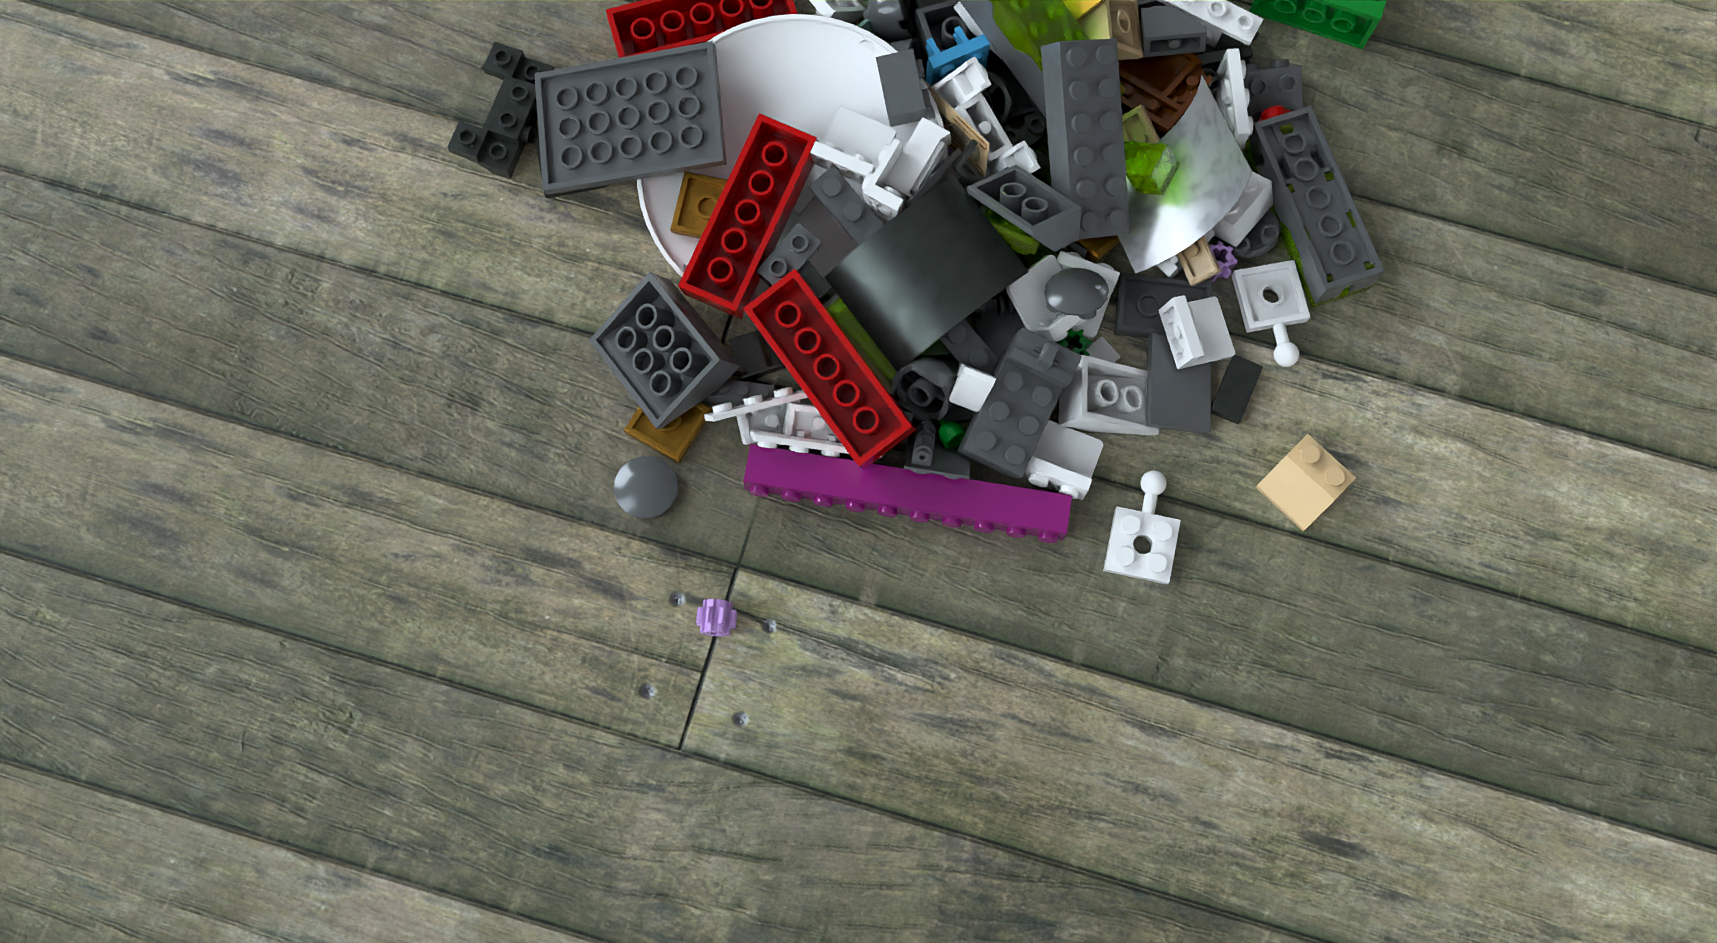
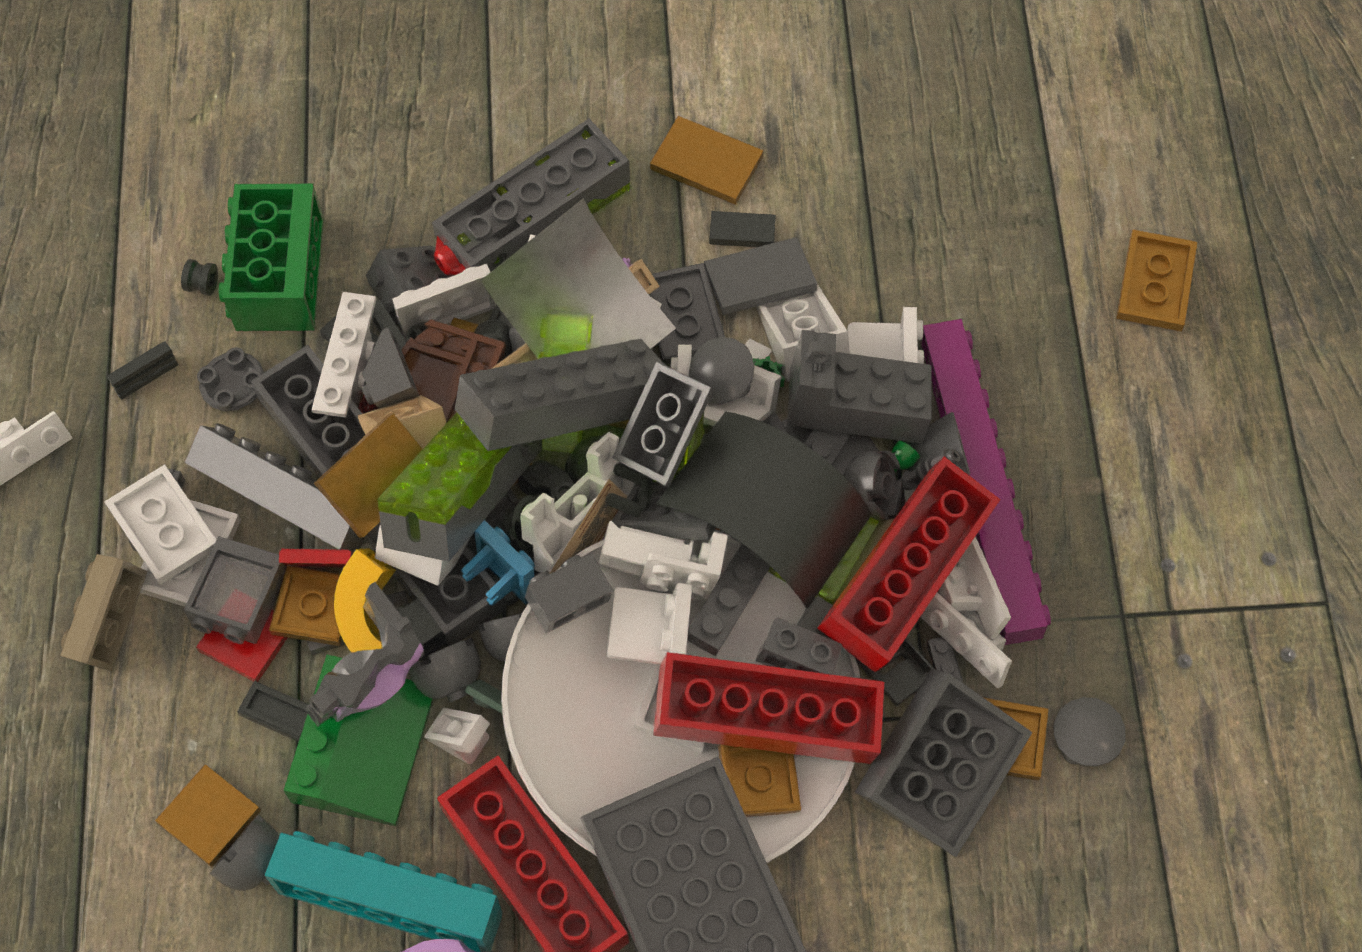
camera: 105 degrees left, 10 degrees down
(716, 617) = (1191, 607): lavender gear -> none
(971, 387) = (859, 429): white slope -> none
(1053, 744) = (1157, 280): none -> pearl gold plate
(1157, 529) = (918, 277): white plate -> none
(1196, 331) = (708, 268): white bracket -> none
(1263, 315) = (643, 205): white plate -> none
(1305, 482) = (813, 146): tan slope -> none
(1323, 385) = (706, 160): none -> pearl gold tile

